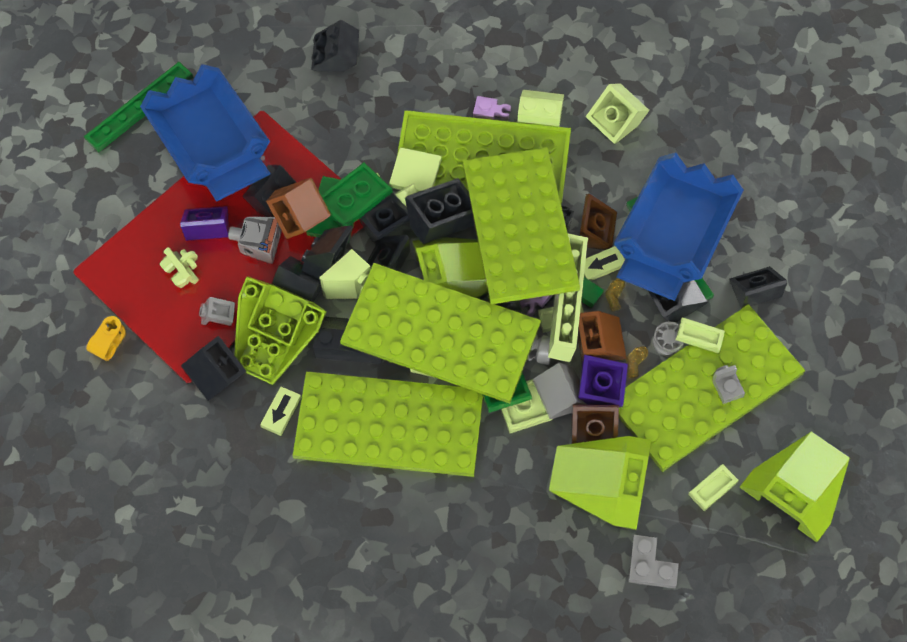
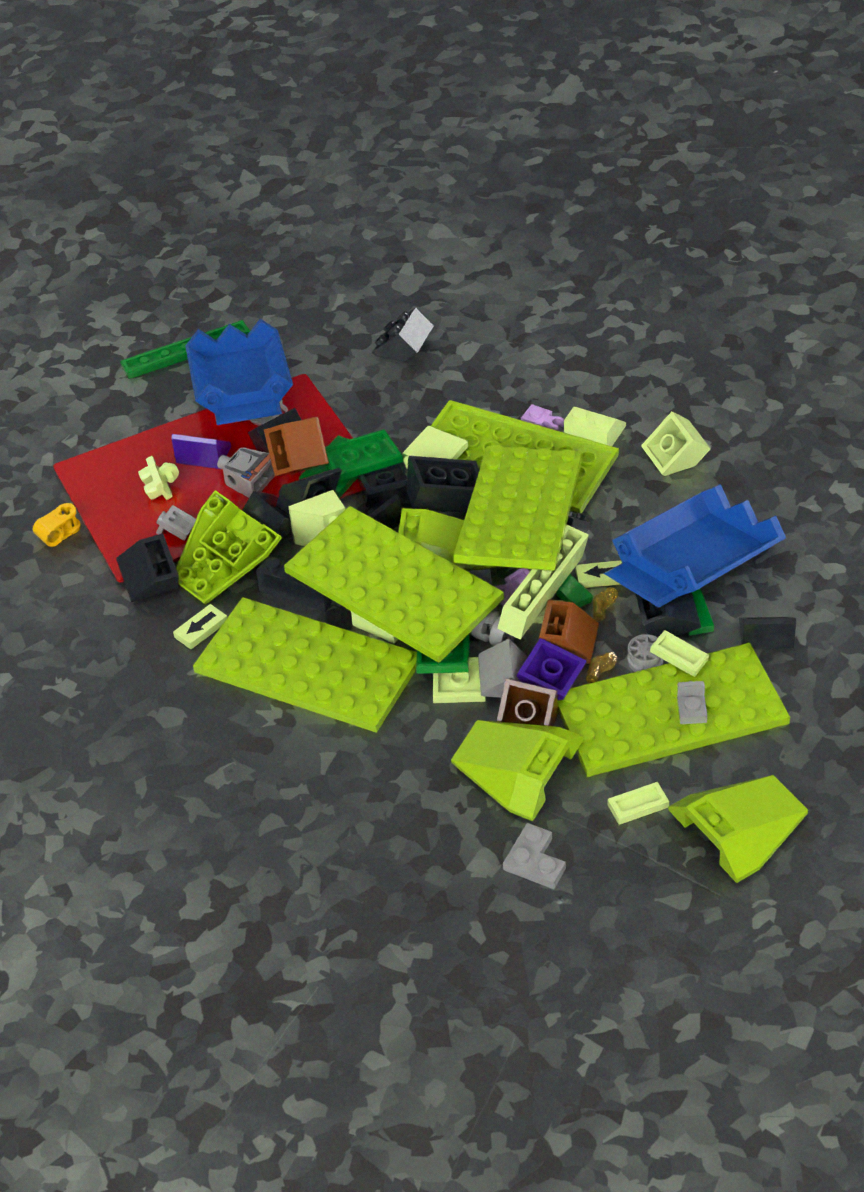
camera: 20 degrees right, 20 degrees down
(598, 223) = (602, 529): reddish brown slope -> none

